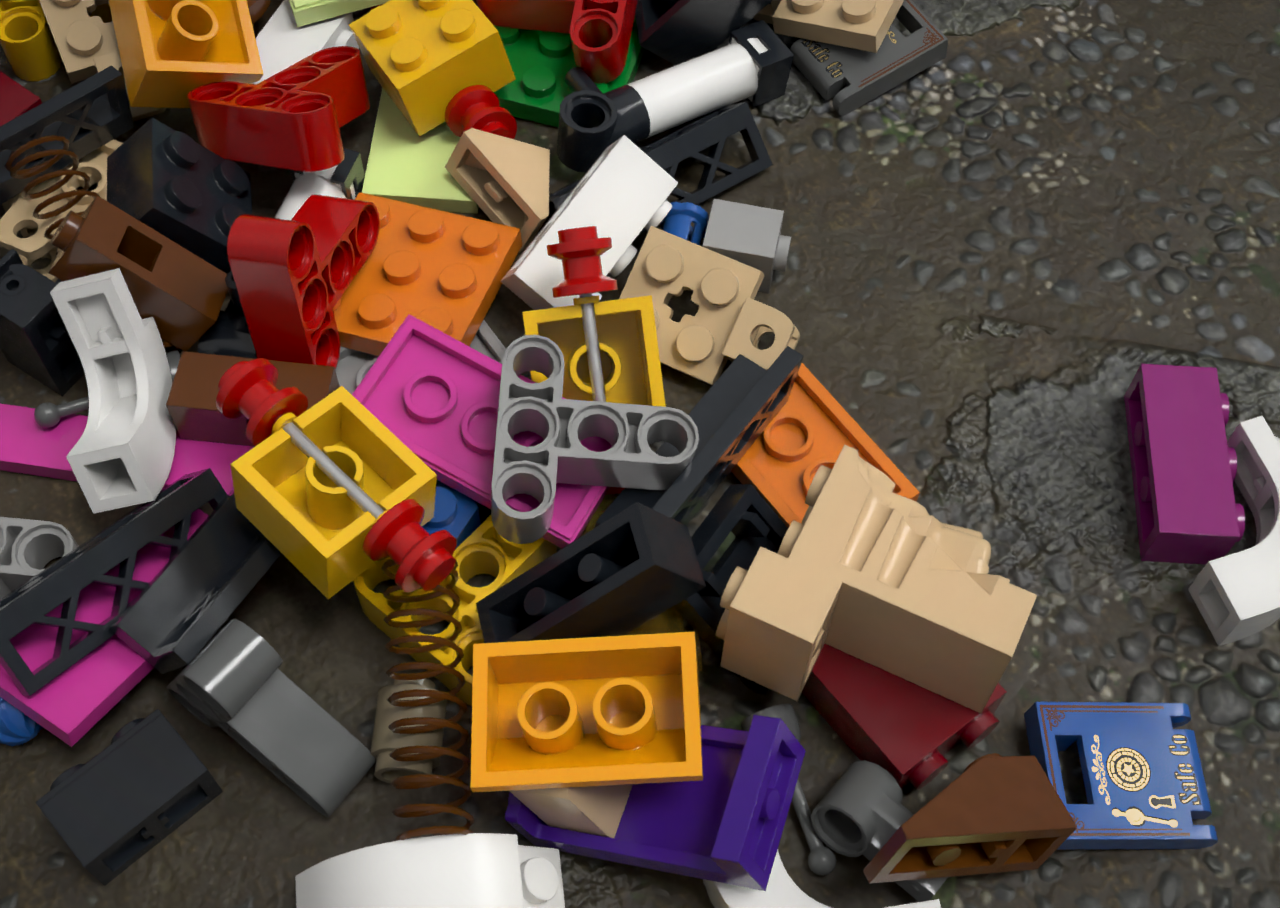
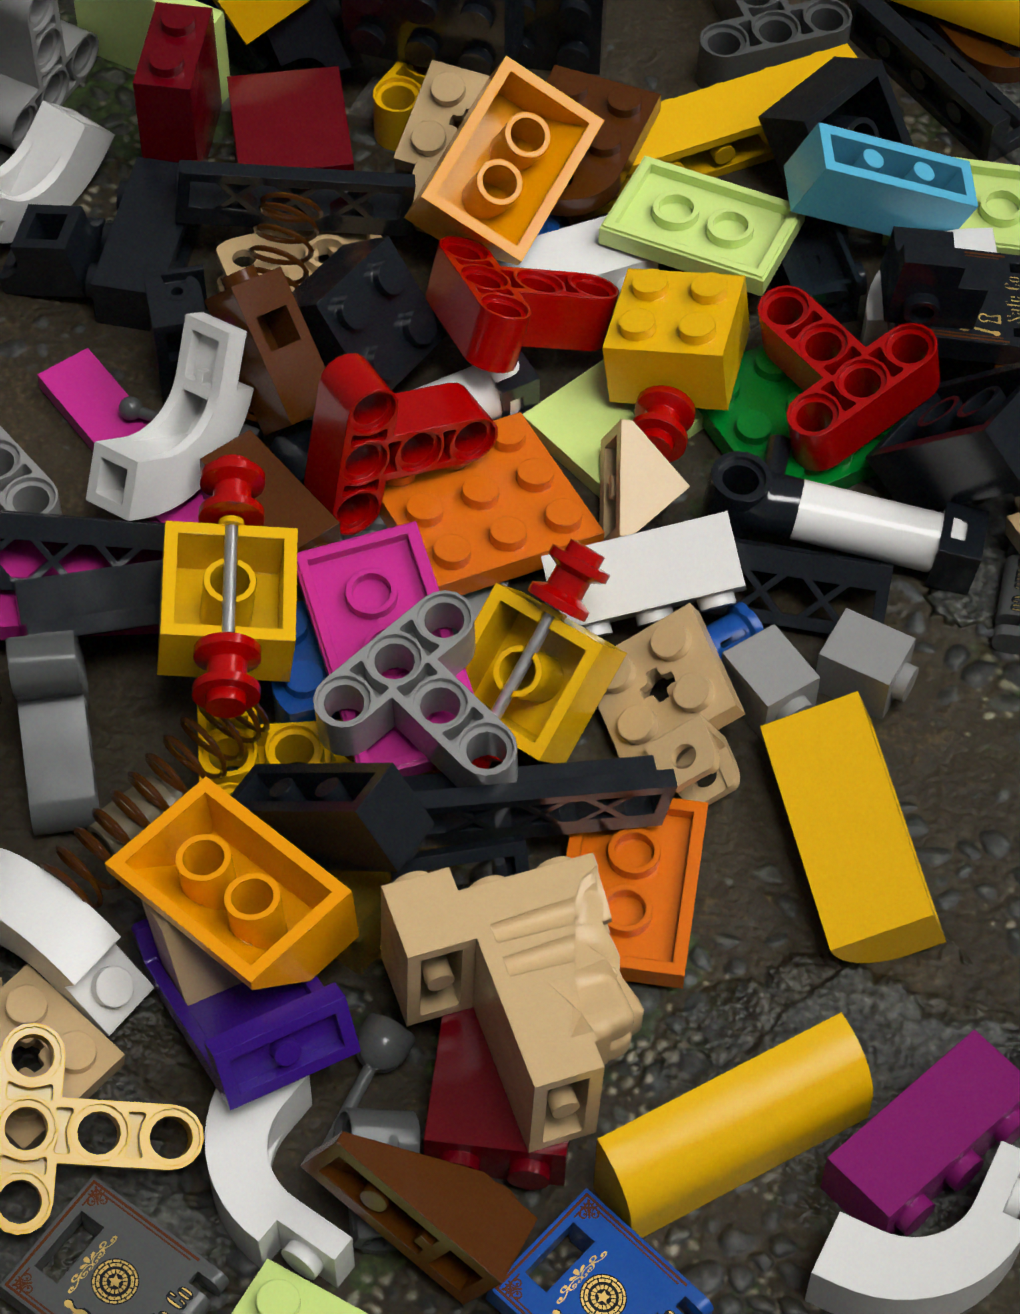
camera: 45 degrees right, 5 degrees down
(790, 180) = (869, 660): none -> light grey brick
(908, 296) = (851, 833): none -> yellow brick
(1072, 570) = (734, 1127): none -> yellow brick

